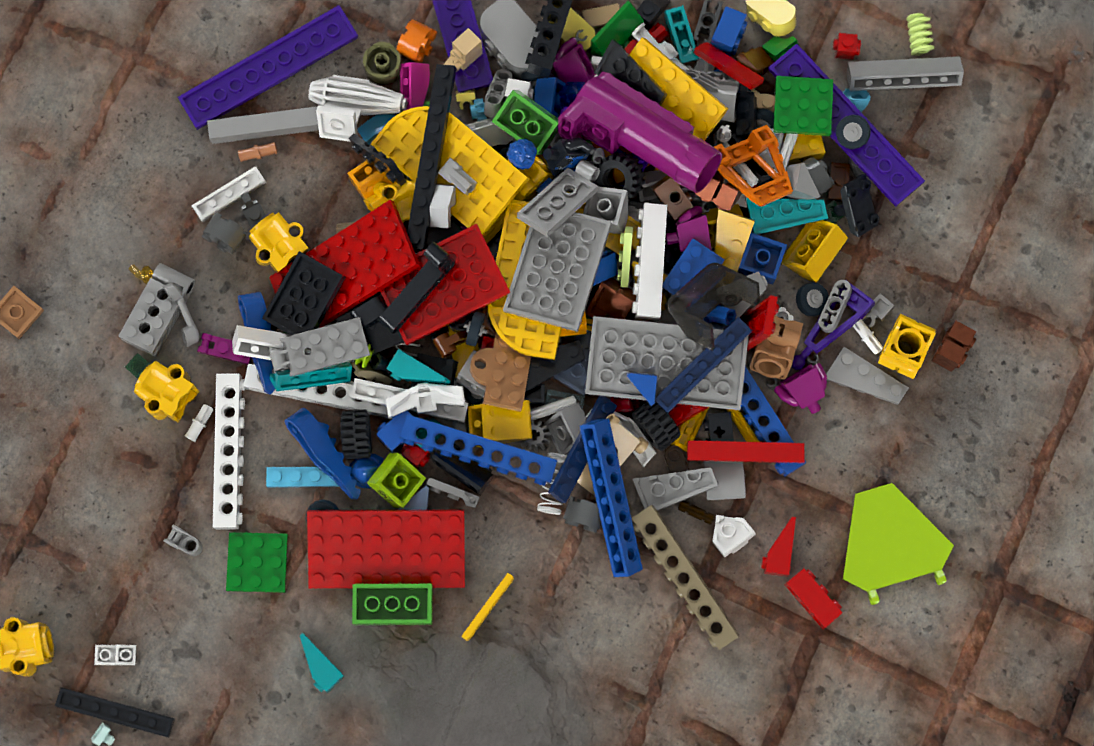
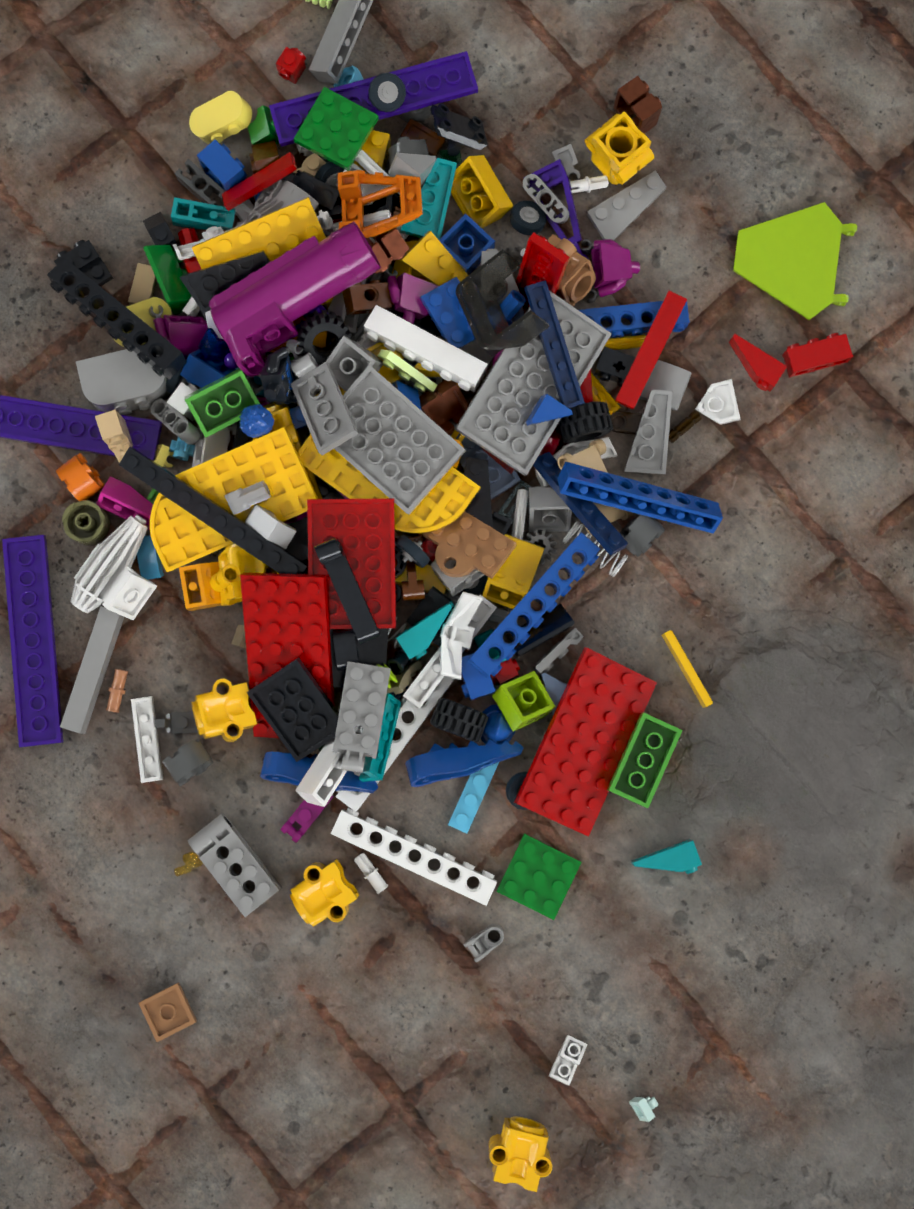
camera: 65 degrees left, 5 degrees up
(114, 712) = (624, 1085): black tile -> none
(137, 365) = (284, 910): clear green plate -> none
(190, 332) = (274, 841): light grey piece -> none
(381, 163) = (193, 567): black wing -> none
(728, 632) = (816, 452): dark tan brick -> none

